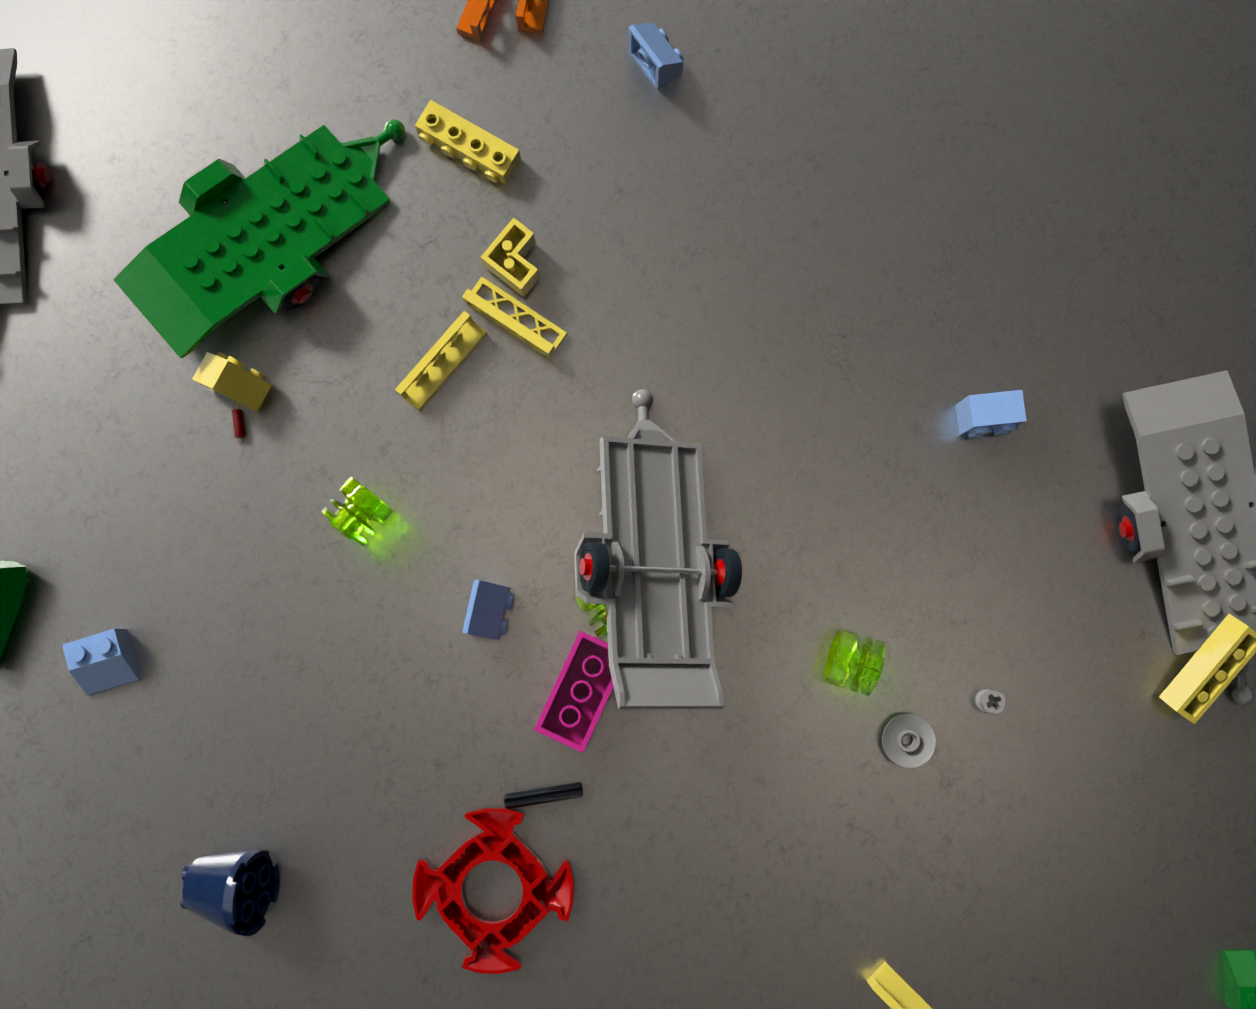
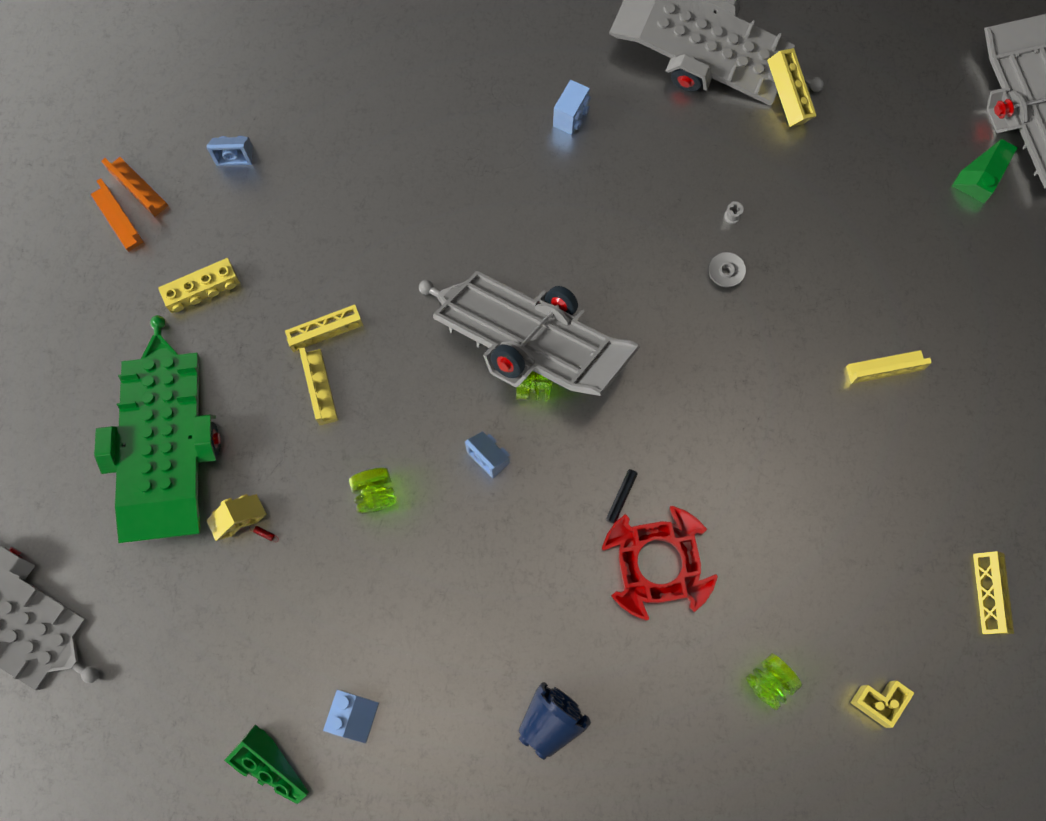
camera: 55 degrees left, 10 degrees down
(507, 256) = (289, 307): light yellow brick -> none
(578, 694) = (574, 430): dark pink brick -> none
(860, 663) = (661, 267): clear neon green wheel -> none

